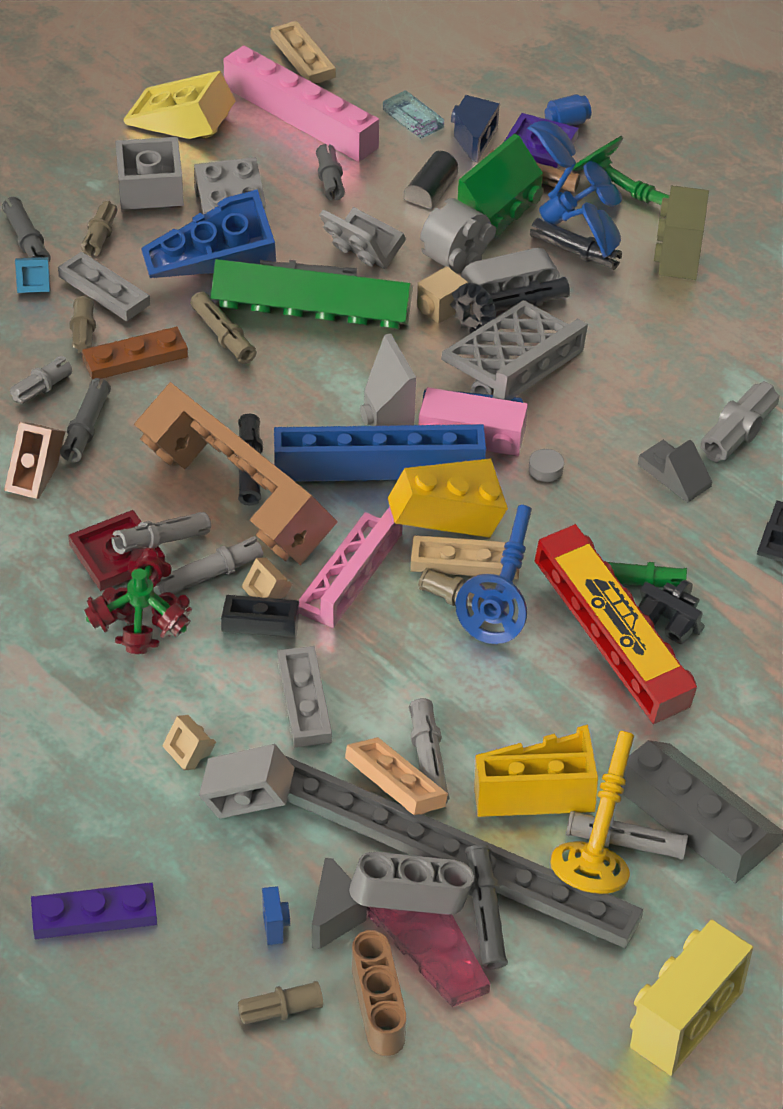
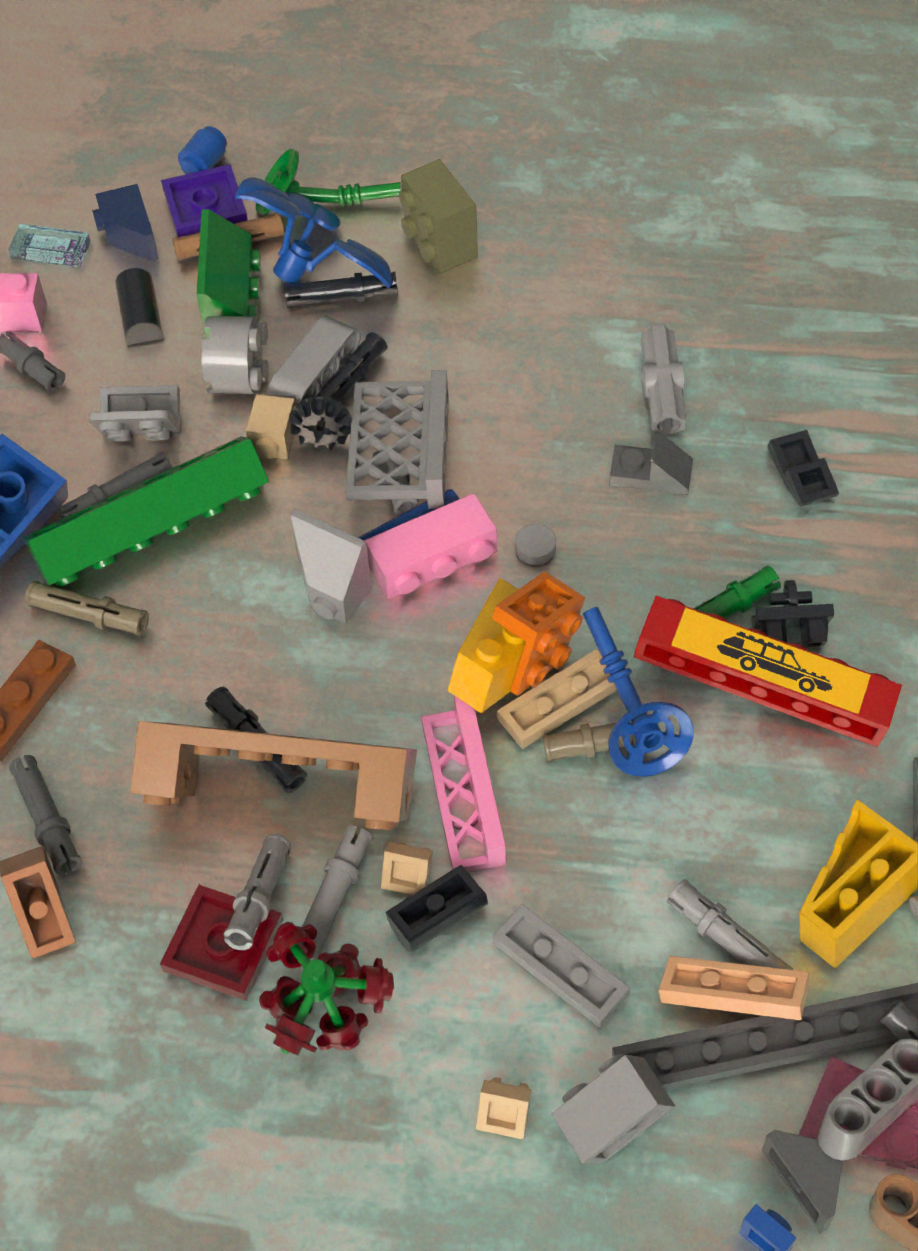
camera: 35 degrees left, 10 degrees up
(372, 451) = (381, 645): blue brick -> none
(482, 499) = (546, 618): none -> orange bracket

